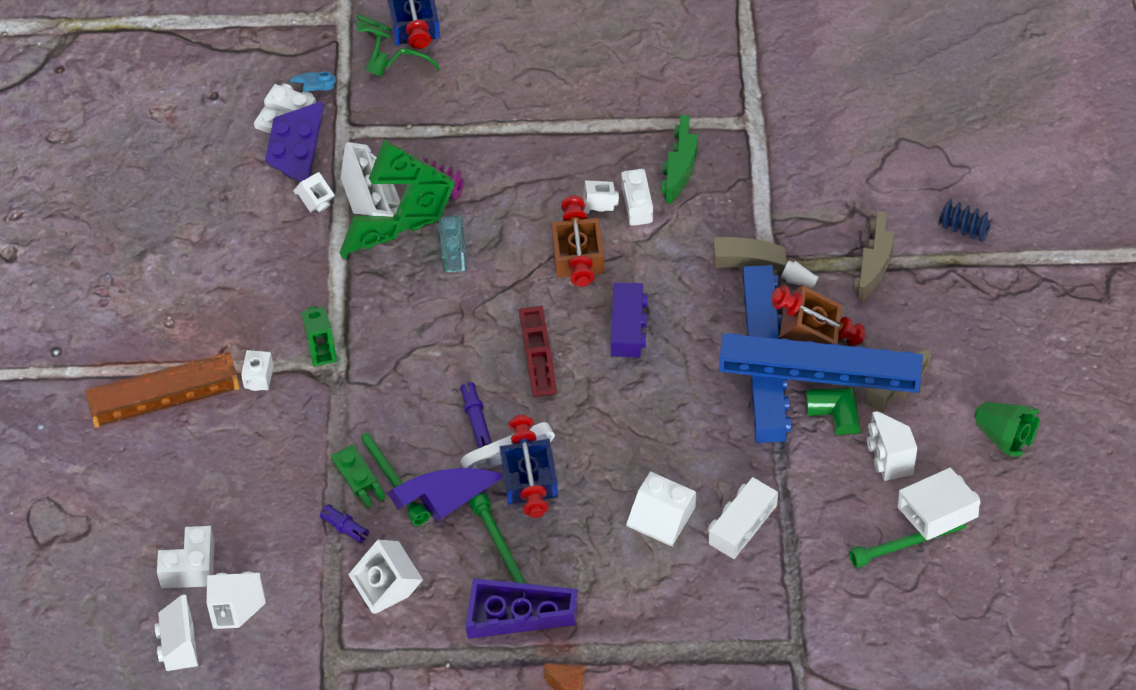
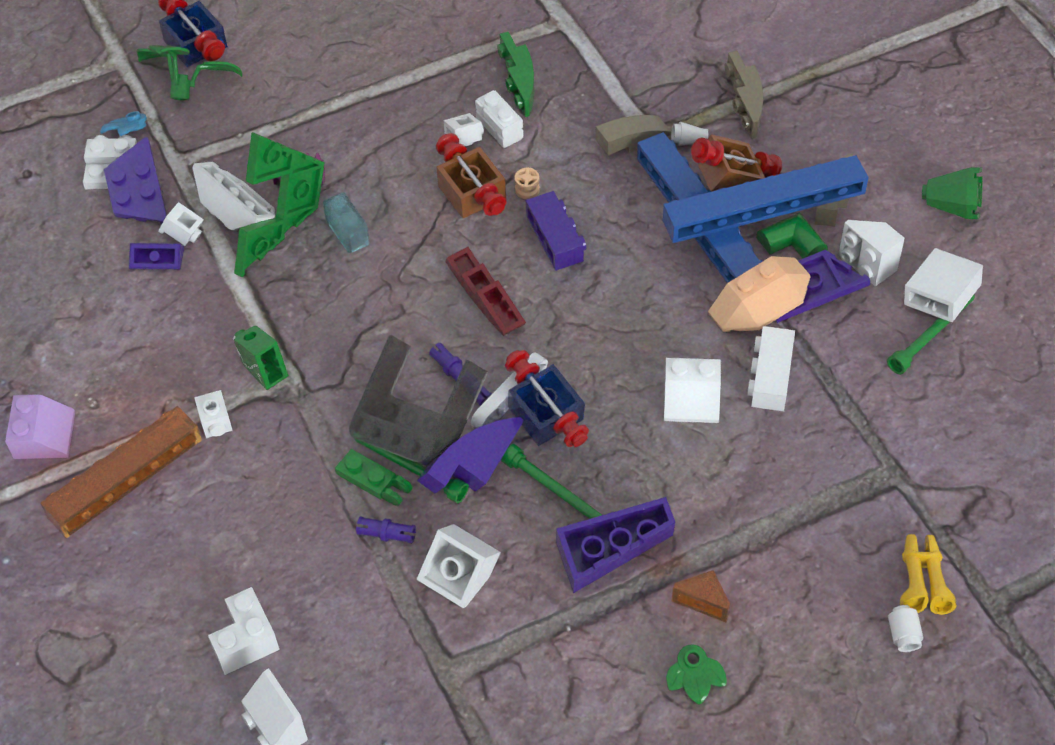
camera: 25 degrees left, 0 degrees up
(115, 326) = (39, 428): none -> lavender slope
(234, 598) = (315, 651): white slope -> none
(281, 212) = (155, 256): none -> dark purple slope
(400, 442) = (406, 427): none -> clear smoke windscreen
(624, 263) = (527, 183): none -> light nougat wheel
(771, 448) = (761, 295): none -> light nougat wedge
(825, 457) = (827, 282): none -> dark purple wing
(965, 220) = (806, 34): dark blue piece -> none

